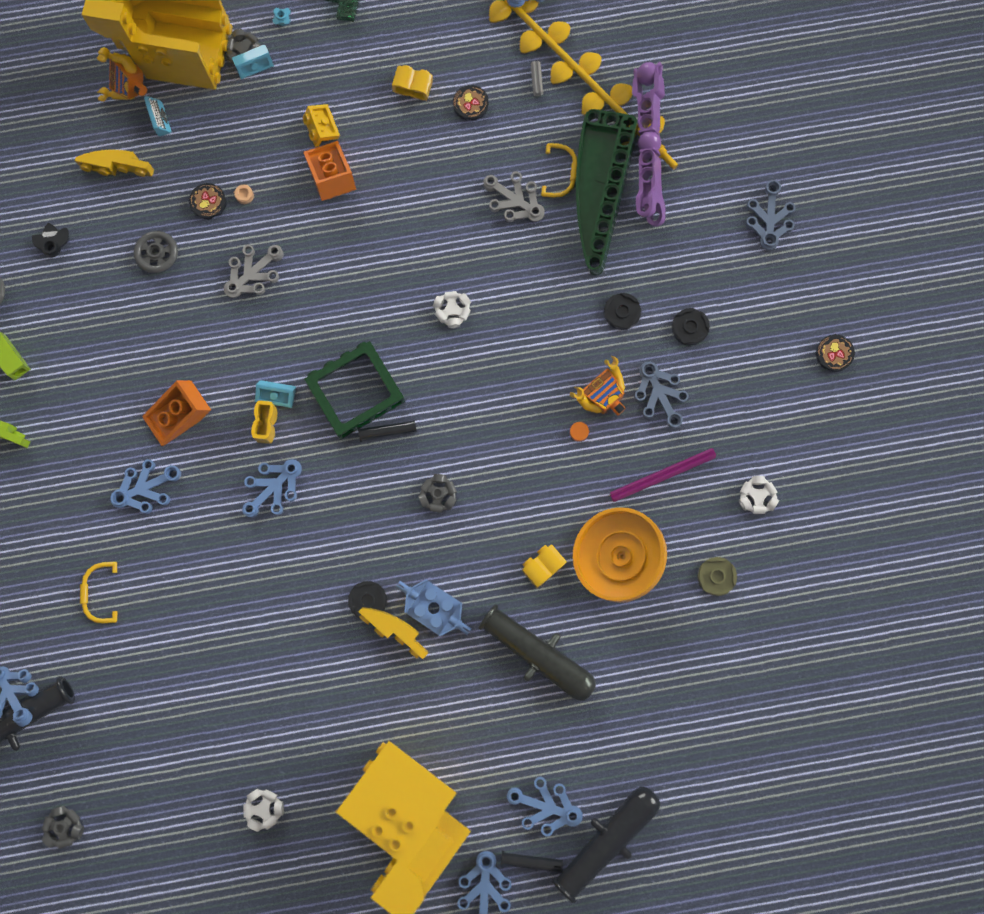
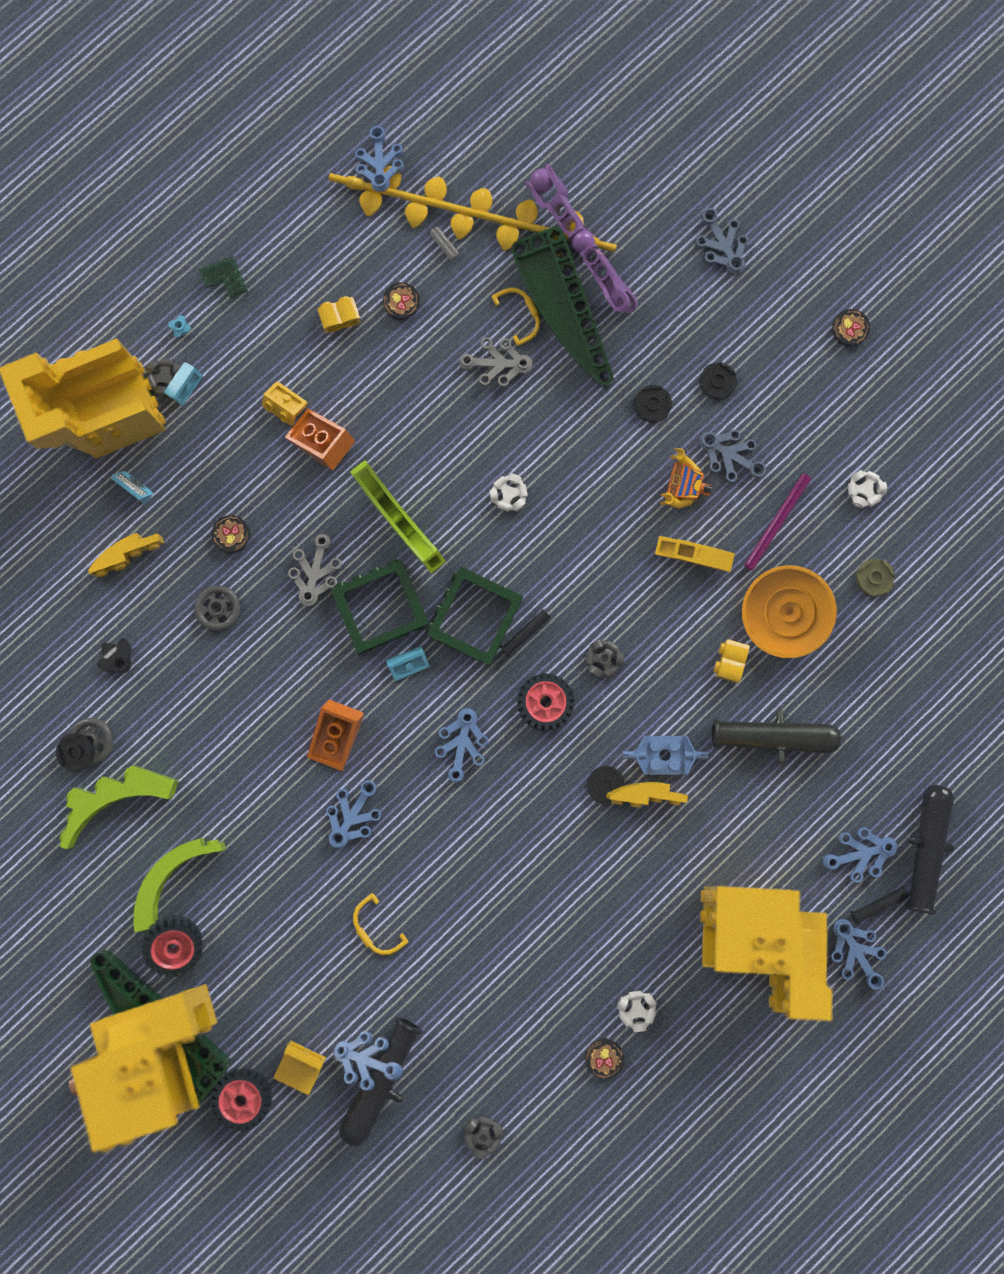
camera: 40 degrees left, 5 degrees up
(124, 77) = (81, 471): torso -> none
(207, 832) = (604, 1058): none -> tile
(244, 194) = (258, 507): light nougat tile -> none
(265, 418) = (420, 698): yellow brick -> none
(315, 339) = (393, 567): none -> dark green piece
(345, 266) = (397, 517): none -> lime arch
(368, 512) = (545, 686): none -> wheel
(573, 455) = (695, 553): none -> yellow slope
(579, 431) = (685, 530): orange tile -> none

